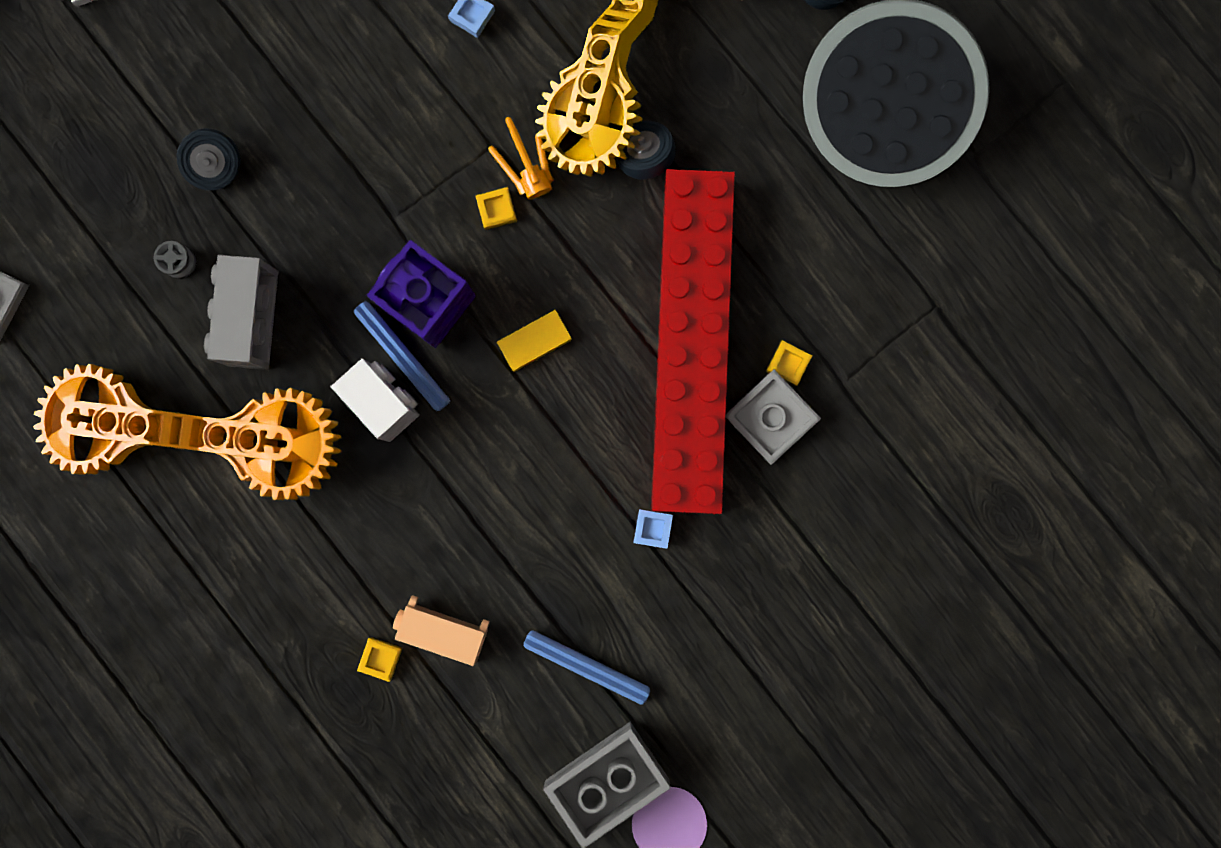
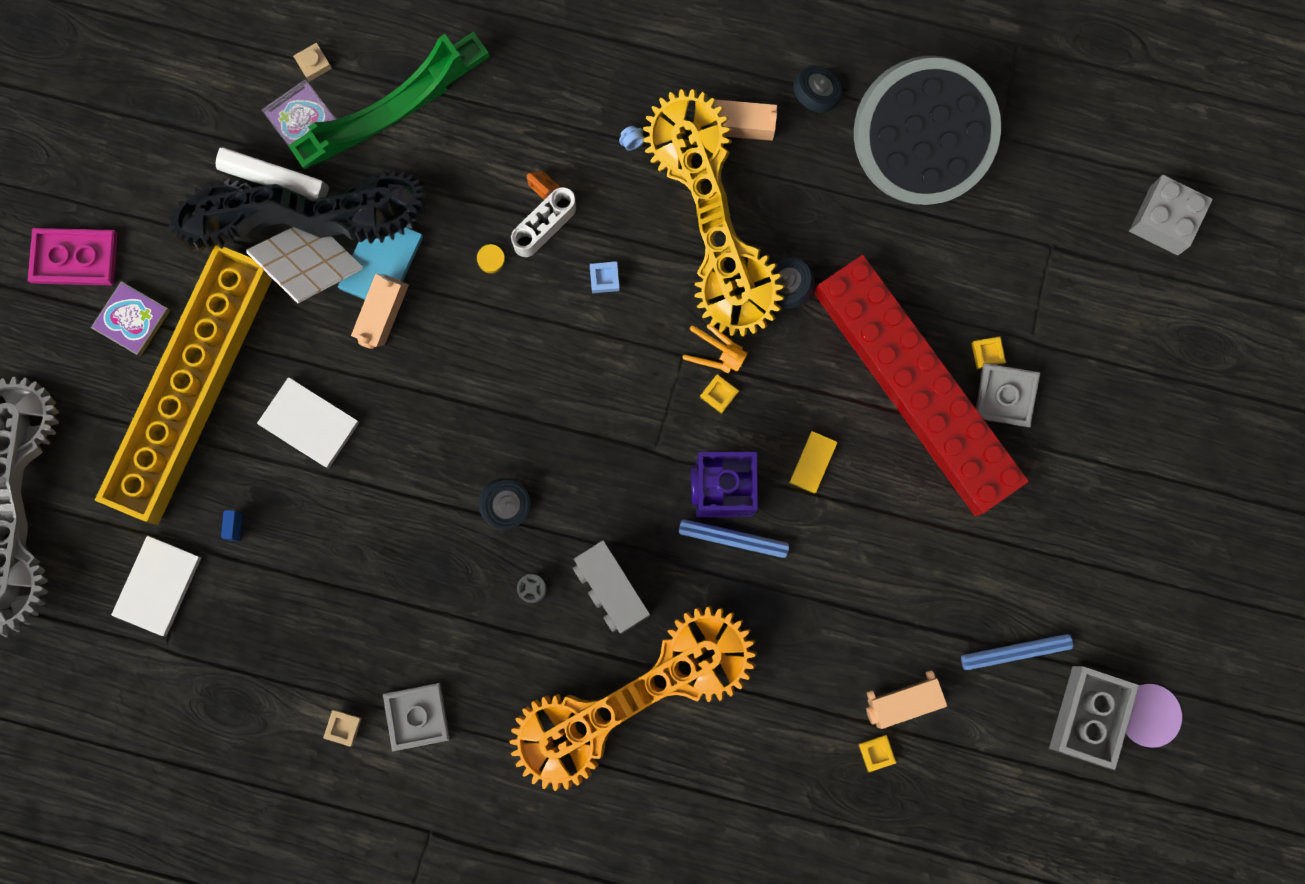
camera: 45 degrees left, 5 degrees down
(375, 400) = (747, 578): white brick -> none
(653, 528) = (988, 527): light blue plate -> none
(1079, 362) = (1170, 215): none -> light grey brick

